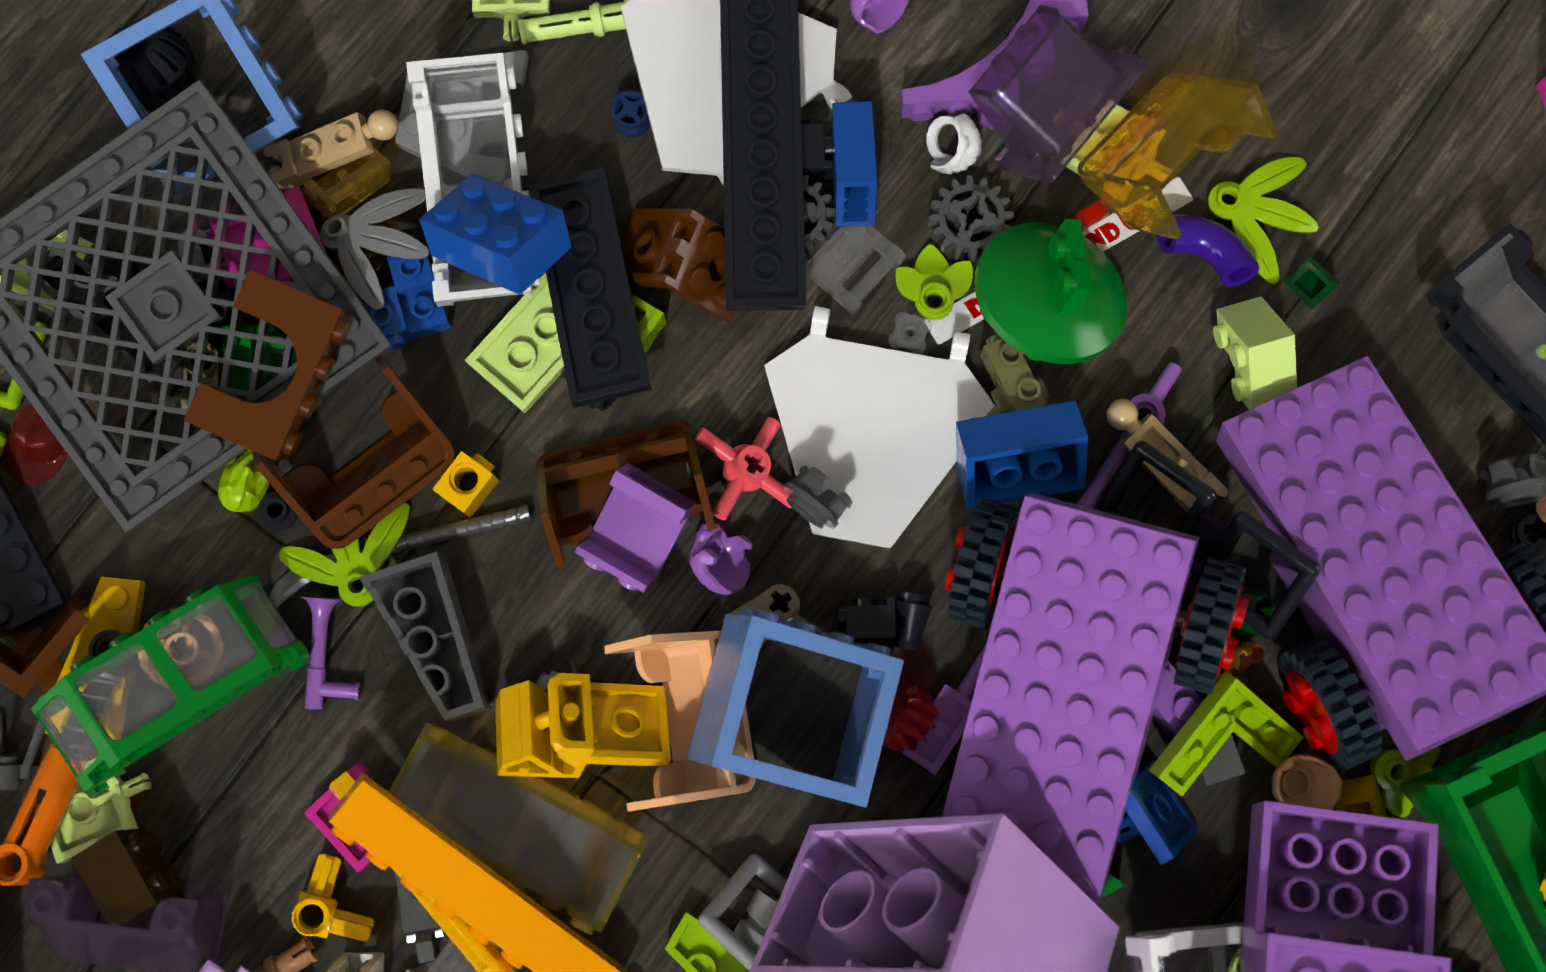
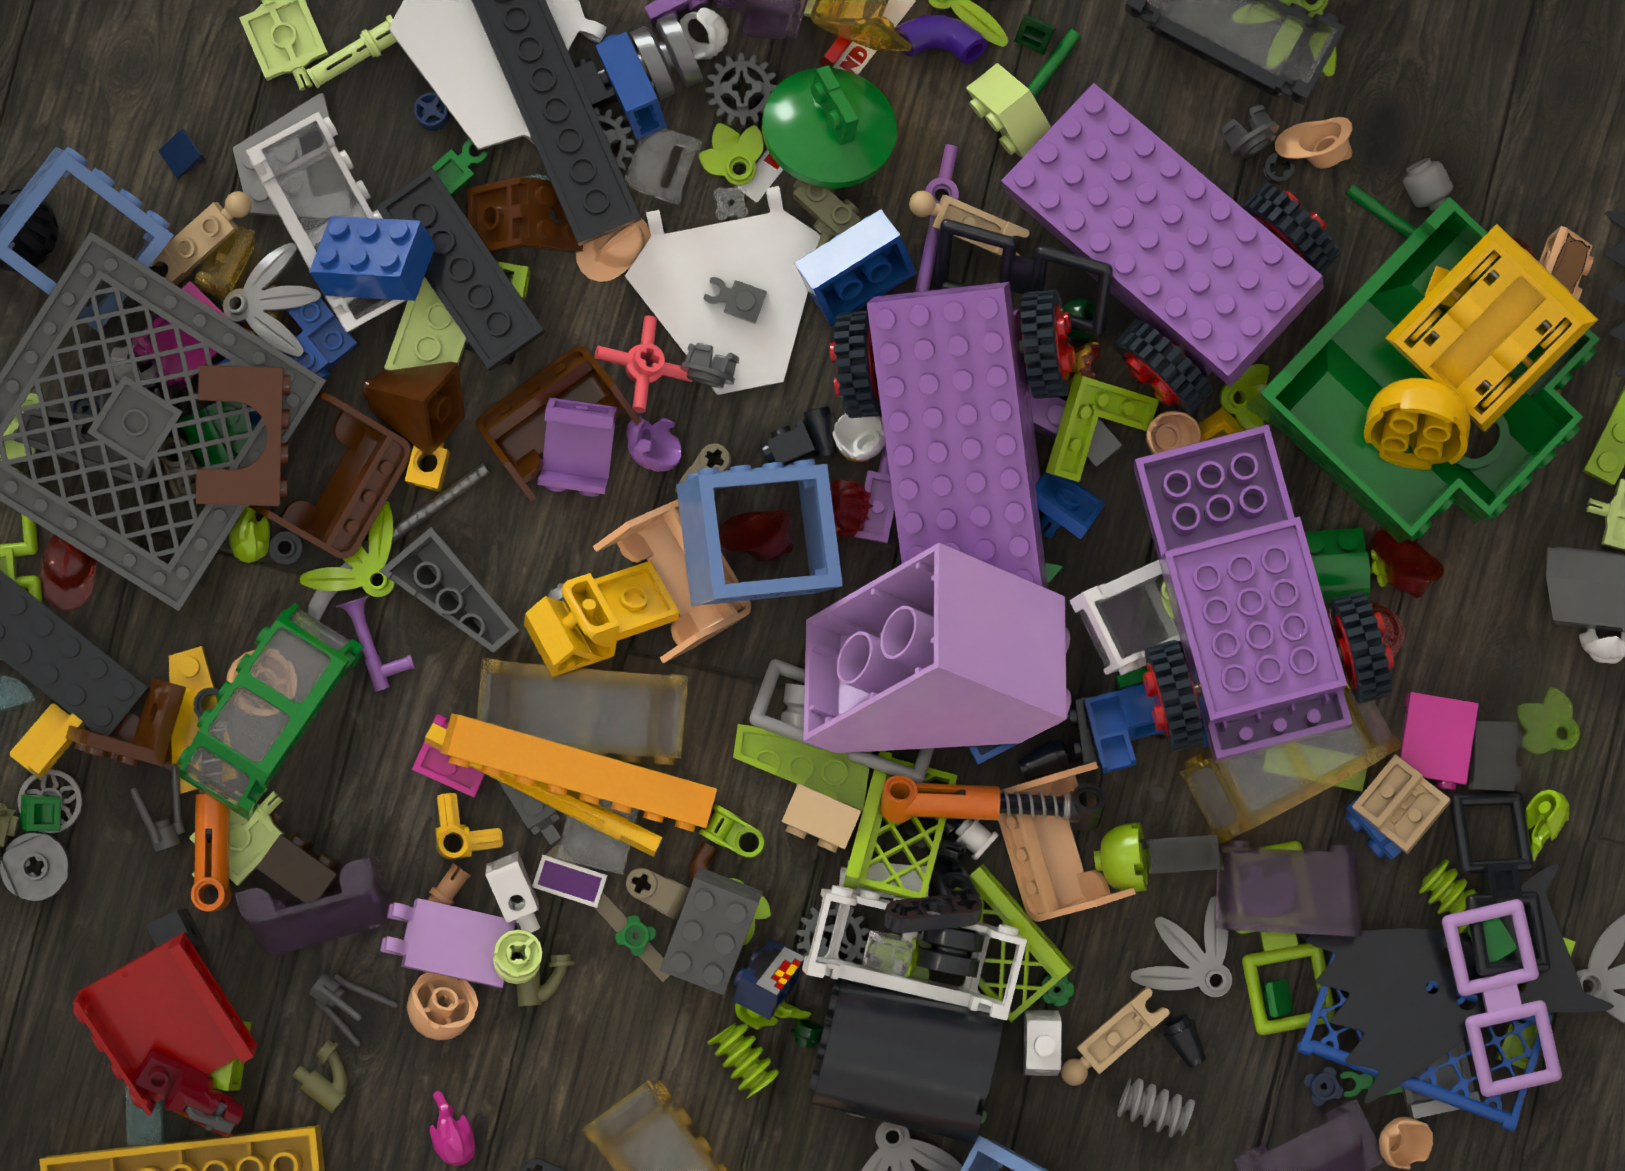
camera: 25 degrees left, 5 degrees up
(354, 56) = (181, 153): none -> dark blue slope
(485, 412) = (418, 402): none -> reddish brown slope
(630, 183) = (455, 169): none -> green plate
(763, 335) = (613, 253): none -> light nougat piece
(796, 705) = (759, 533): none -> clear red piece
(879, 441) = (741, 301): none -> dark grey plate
(904, 148) = (666, 56): none -> flat silver wheel
(951, 644) = (859, 437): none -> white hair
(1326, 318) = (1053, 62): none -> green bar

